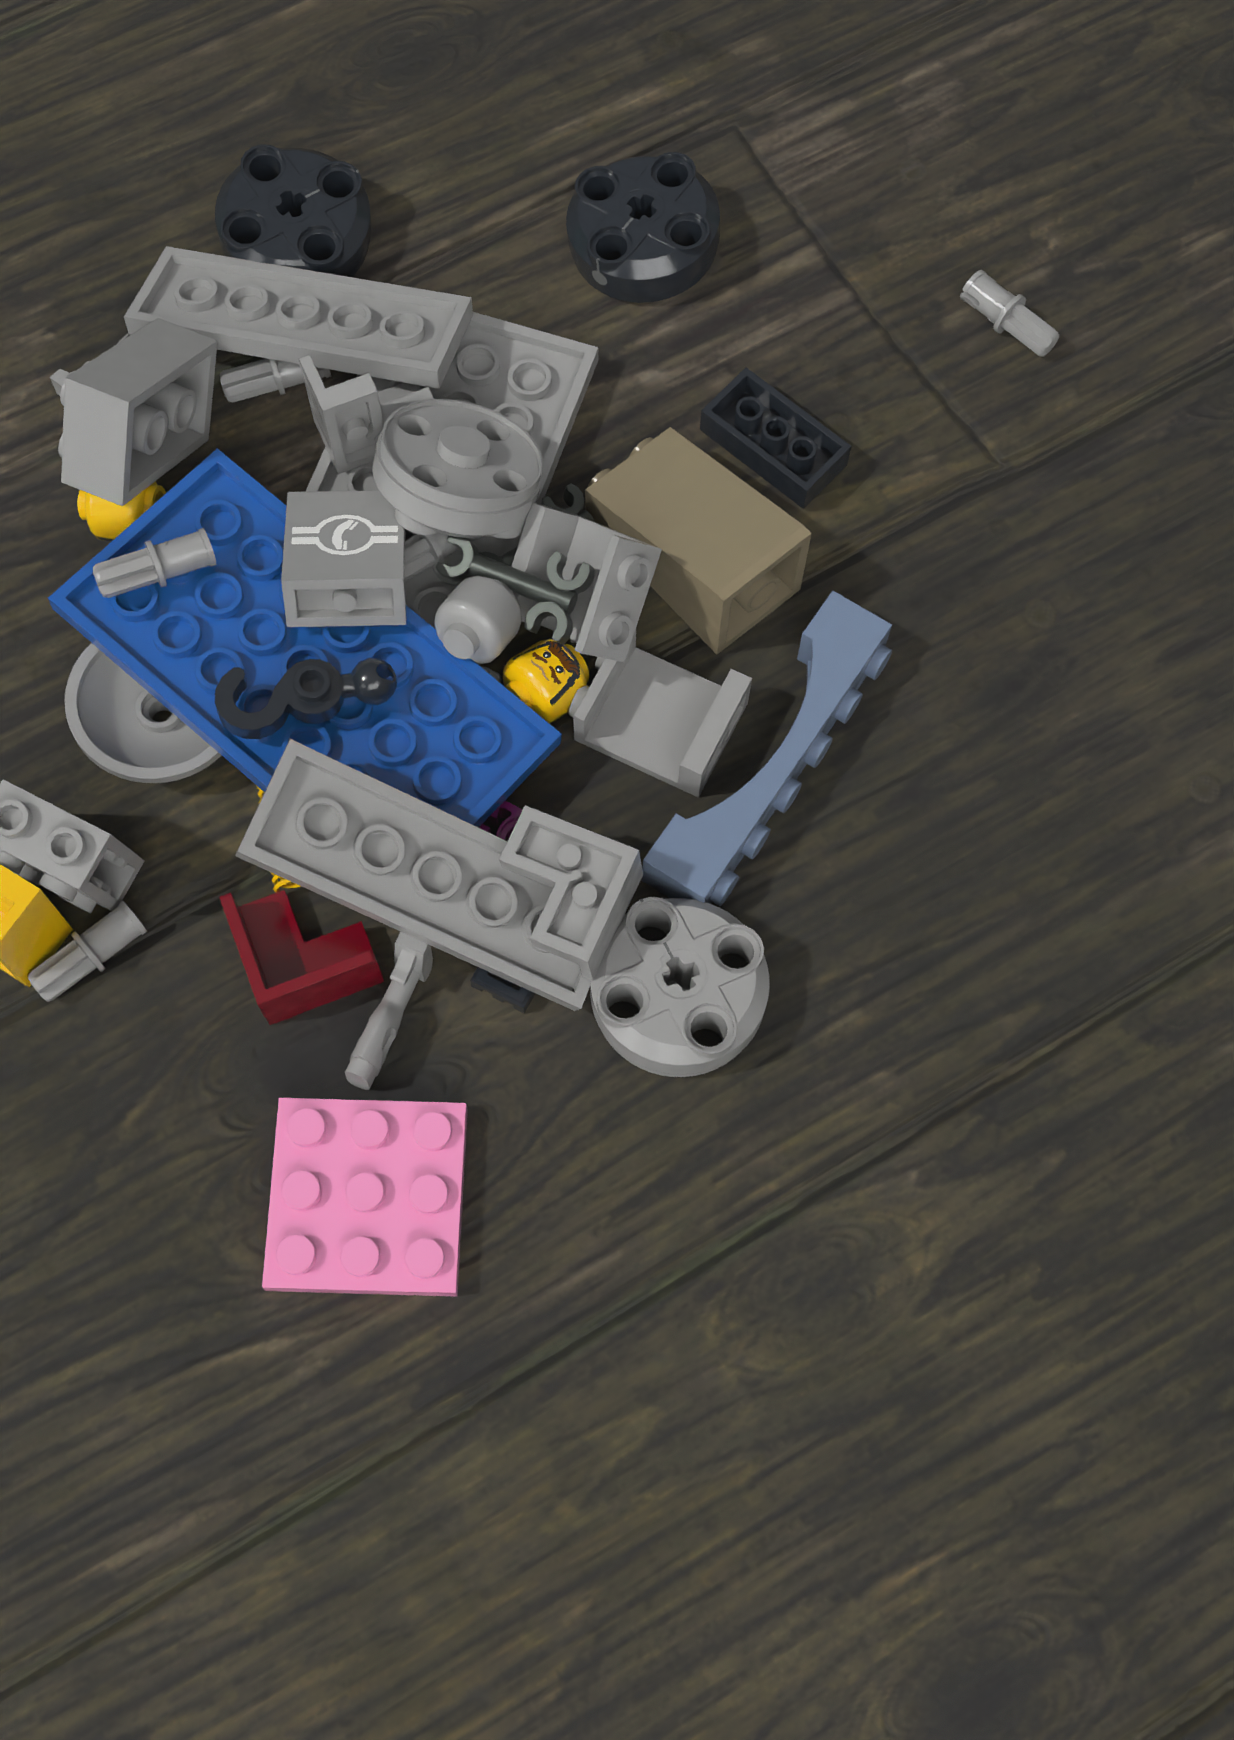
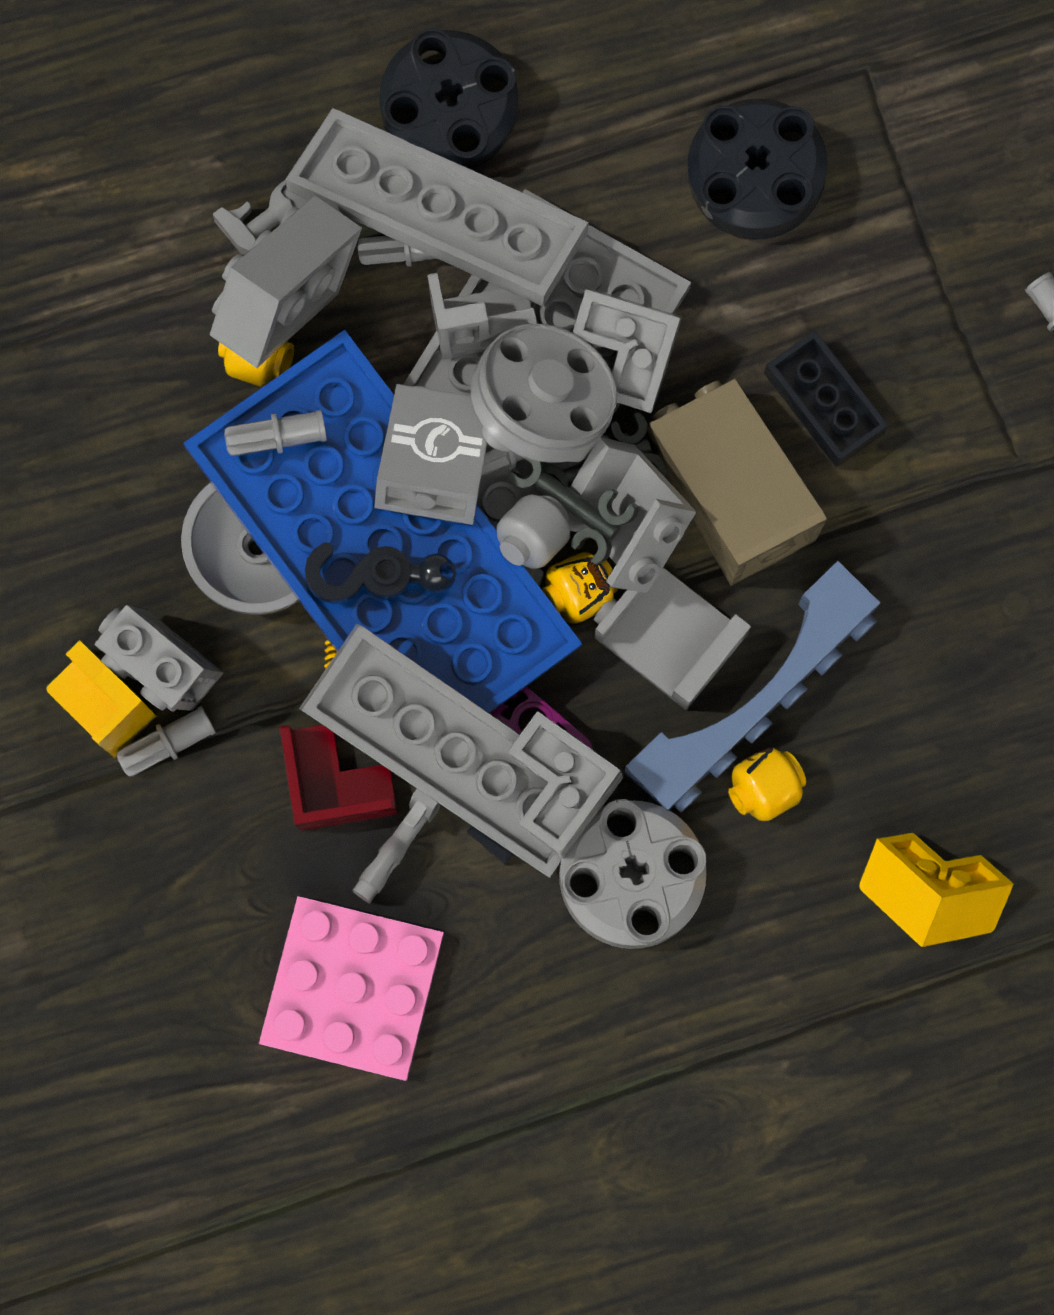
camera: 15 degrees right, 10 degrees up
(556, 399) = (641, 337): none -> light grey panel
(812, 852) = (767, 784): none -> yellow head
(1034, 933) = (931, 896): none -> yellow panel

